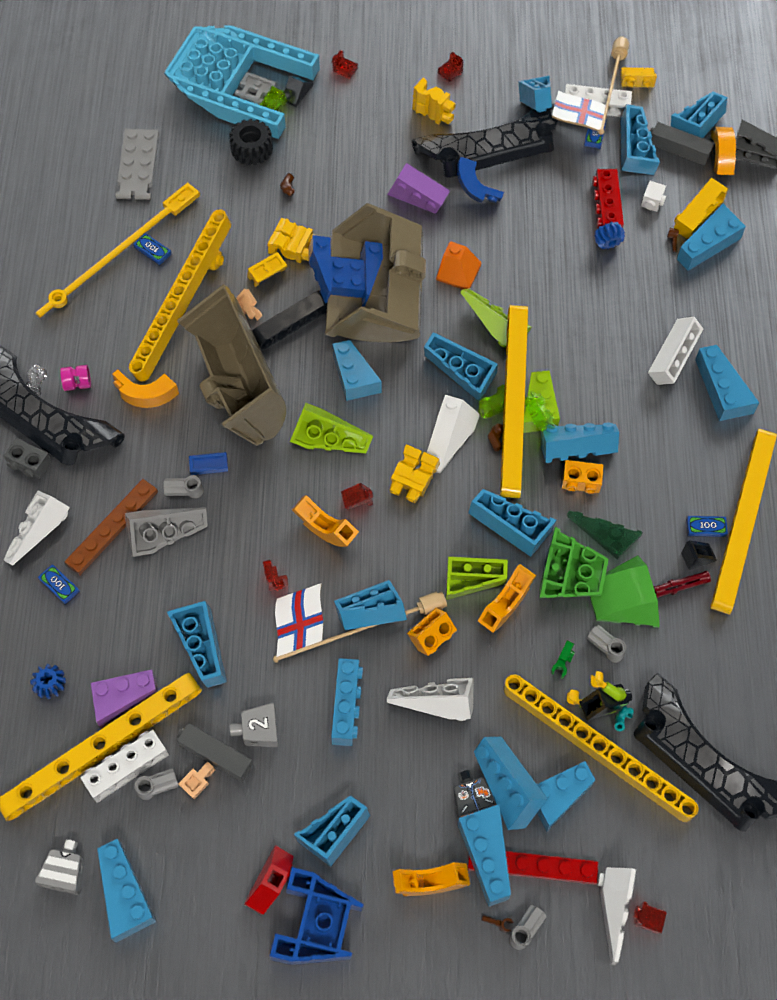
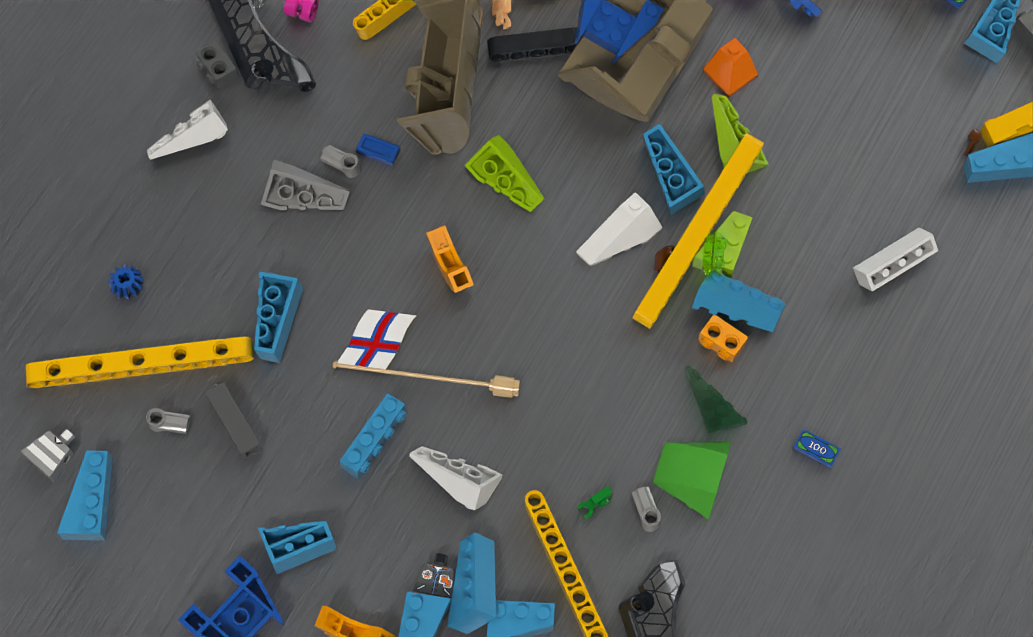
camera: 30 degrees right, 5 degrees up
(58, 584) = (182, 197): blue tile -> none
(110, 527) = (257, 166): dark orange plate -> none
(120, 694) = (179, 325): medium lavender wedge -> none
(124, 765) = (150, 391): white brick -> none
(146, 395) = (359, 56): light orange arch -> none
(195, 781) = (202, 437): light nougat plate -> none
(257, 727) = (283, 417): light grey torso -> none
(270, 880) = (218, 557): red slope -> none
(273, 580) = (373, 287): clear red bracket -> none
(354, 372) = (563, 128): dark azure wedge -> none
(356, 496) = (496, 249): clear red bracket -> none
(371, 607) = (444, 360): dark azure wedge -> none
(413, 479) = (558, 258): yellow hips -> none
(429, 629) = (488, 407): light orange brick -> none
(474, 575) = (558, 380): lime wedge -> none
(492, 405) = (677, 224): clear neon green leg -> none
(507, 601) = (576, 421): light orange arch -> none
(511, 521) = (627, 349): dark azure wedge -> none
(571, 569) = (655, 422): bright green wedge -> none
(601, 701) = (606, 557): torso -> none
(608, 197) = (927, 71): red brick -> none
(609, 235) = (903, 107): blue gear -> none
(619, 720) = (616, 583): teal arm -> none
(654, 196) = (979, 87): white brick -> none
(697, 554) = (790, 470): black slope -> none
(701, 578) = (730, 486): dark red pin -> none
(724, 385) = (923, 322): dark azure wedge -> none
(743, 522) = (856, 461): yellow beam -> none

